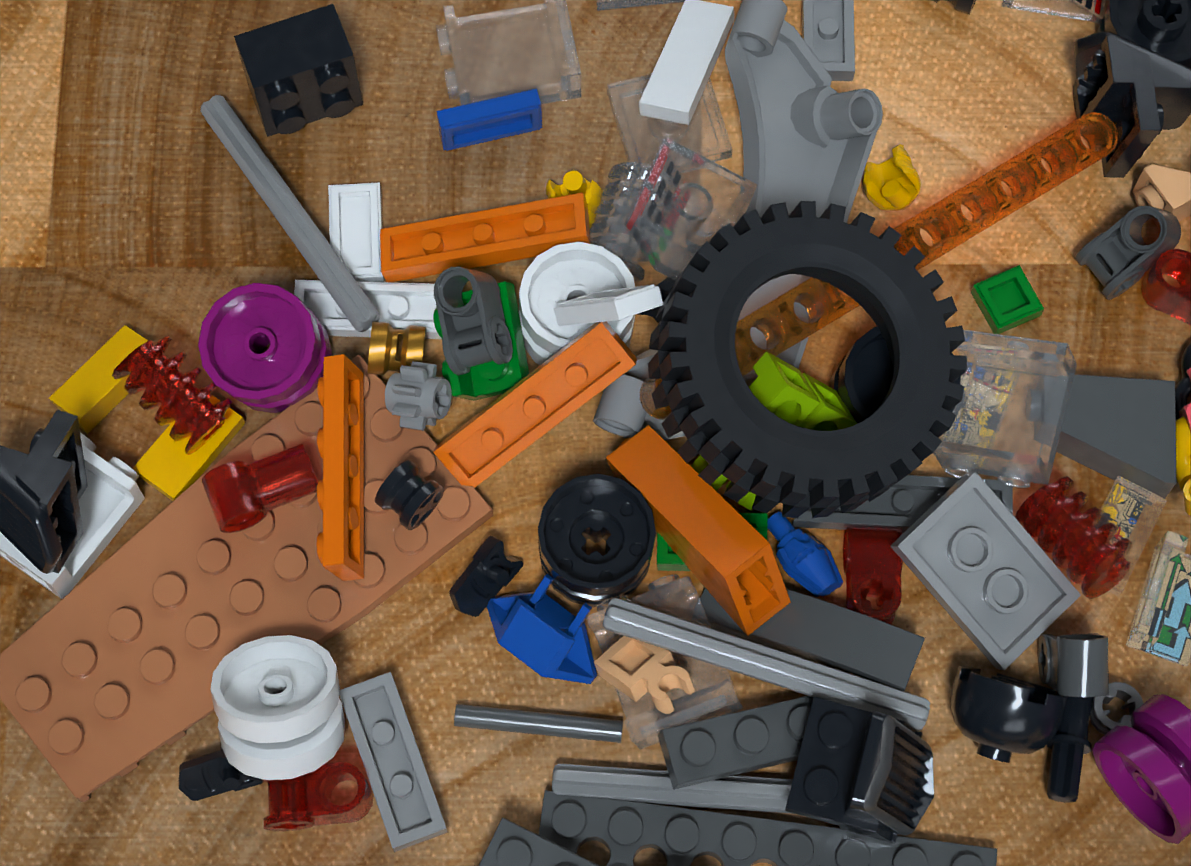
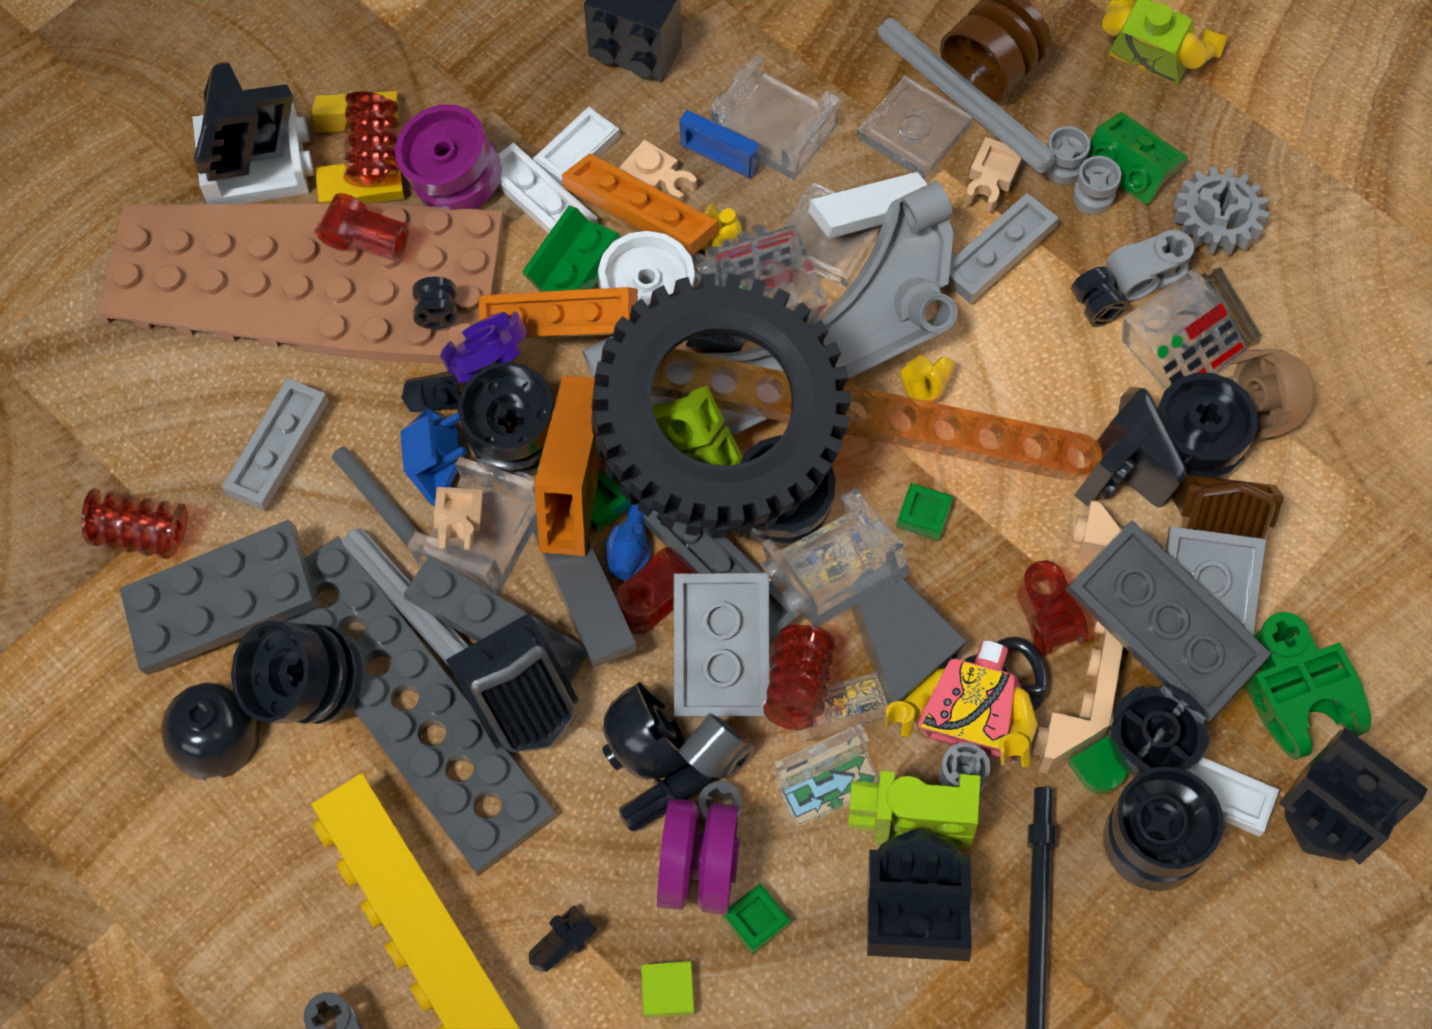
camera: 45 degrees right, 5 degrees down
(212, 776) = (182, 366): black piece -> none
(278, 707) = (239, 351): white wheel -> none
(290, 214) = (547, 103): light grey axle -> none
(307, 799) = (211, 420): clear red piece -> none
(342, 451) = (415, 256): orange plate -> none
(384, 347) = (522, 224): pearl gold wheel -> none
(418, 395) = (501, 255): light grey gear -> none
(451, 193) = (658, 170): none -> light nougat plate
(471, 331) = (574, 233): dark grey piece -> none
(509, 517) = (486, 342): none -> dark purple plate
(608, 305) = (640, 278): white tile -> none
(762, 662) = (529, 576): light grey axle -> none
(1122, 256) = (1032, 539): dark grey piece -> none

